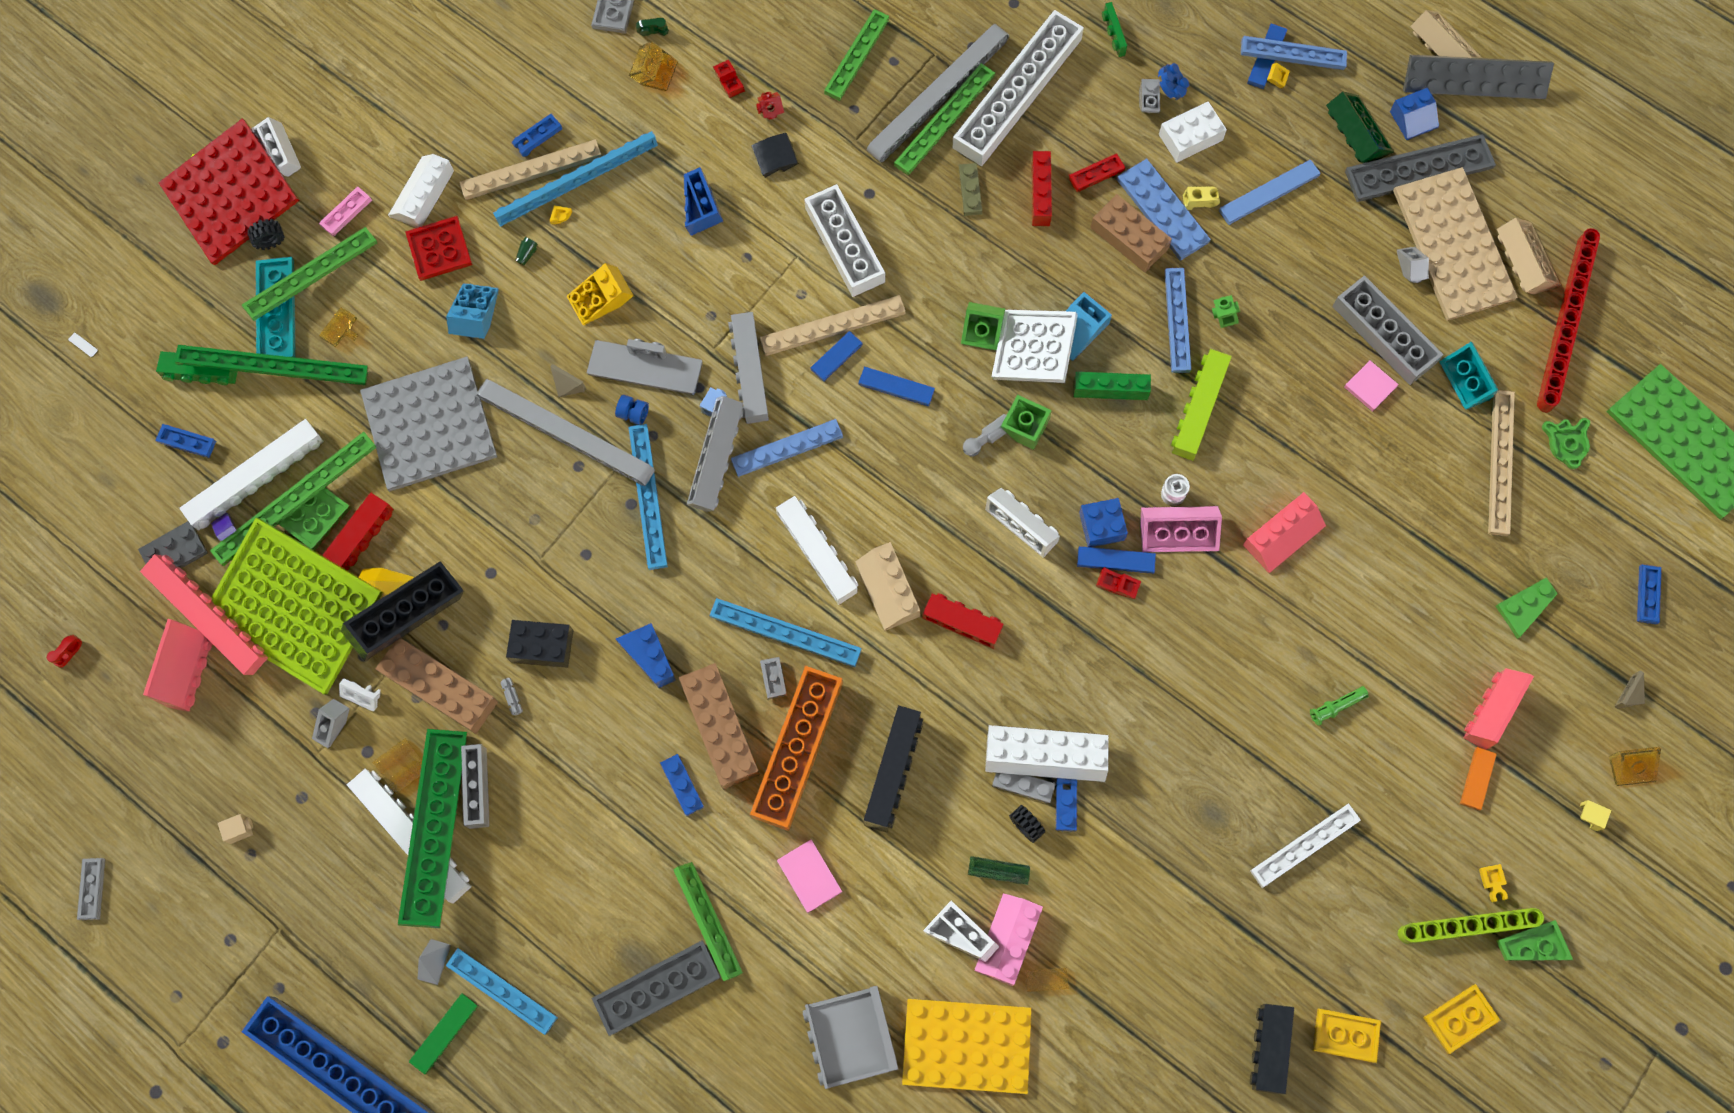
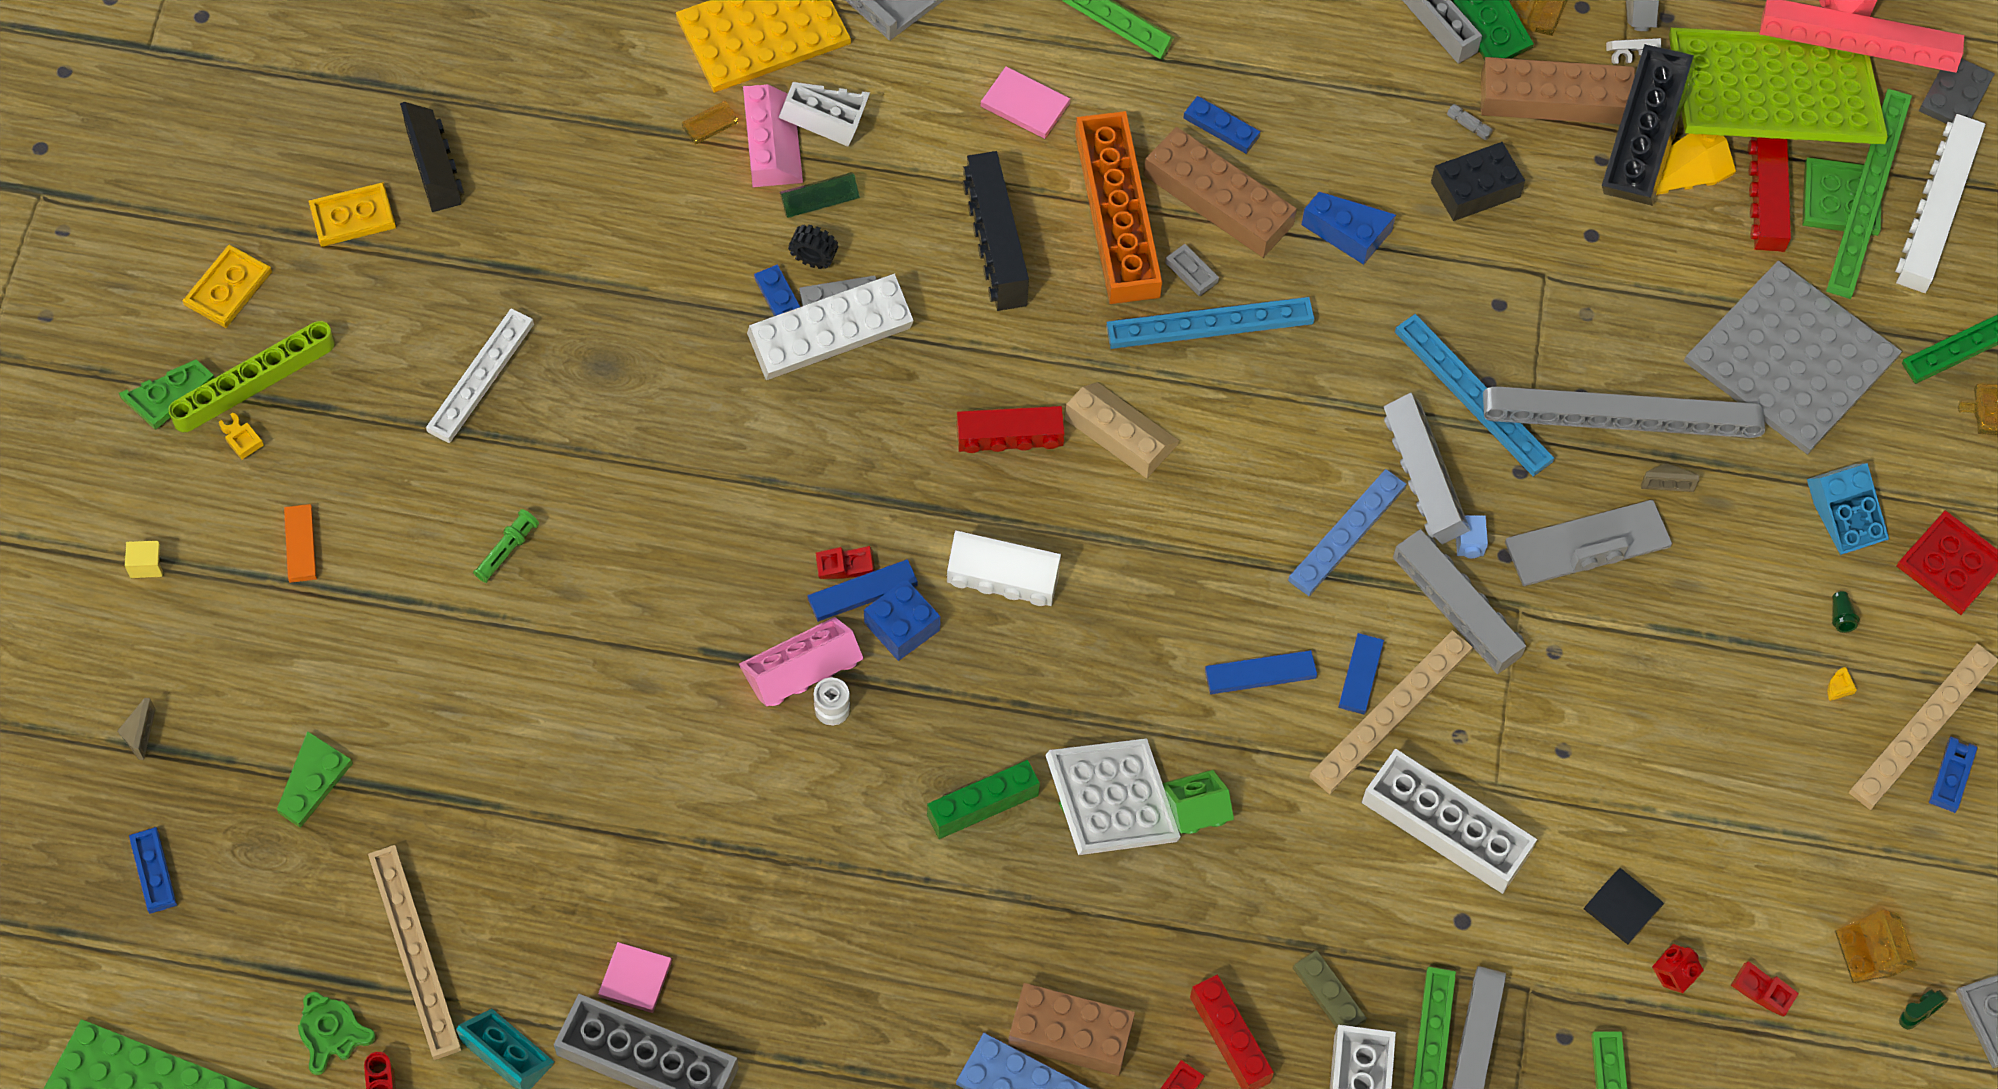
camera: 145 degrees right, 10 degrees down
(223, 526) = (1921, 131): dark purple tile -> none
(576, 178) = (1852, 746): dark azure plate -> none
(600, 294) = (1709, 603): yellow slope -> none
(630, 409) = (1565, 478): blue wheel -> none
(699, 203) = (1672, 781): blue wedge -> none
(816, 549) = (1232, 426): white brick -> none
(989, 434) = (1105, 664): light grey piece -> none
(1026, 421) = (1067, 693): bright green slope -> none
(1090, 322) = (1061, 870): dark azure slope -> none
(1177, 320) = (943, 939): medium blue plate -> none
(1201, 404) = (853, 835): lime brick -> none
(1226, 311) = (882, 976): bright green brick -> none
(1285, 533) = (665, 720): coral slope -> none
(1498, 708) = (306, 623): coral slope -> none
(1635, 766) = (110, 643): clear yellow slope -> none

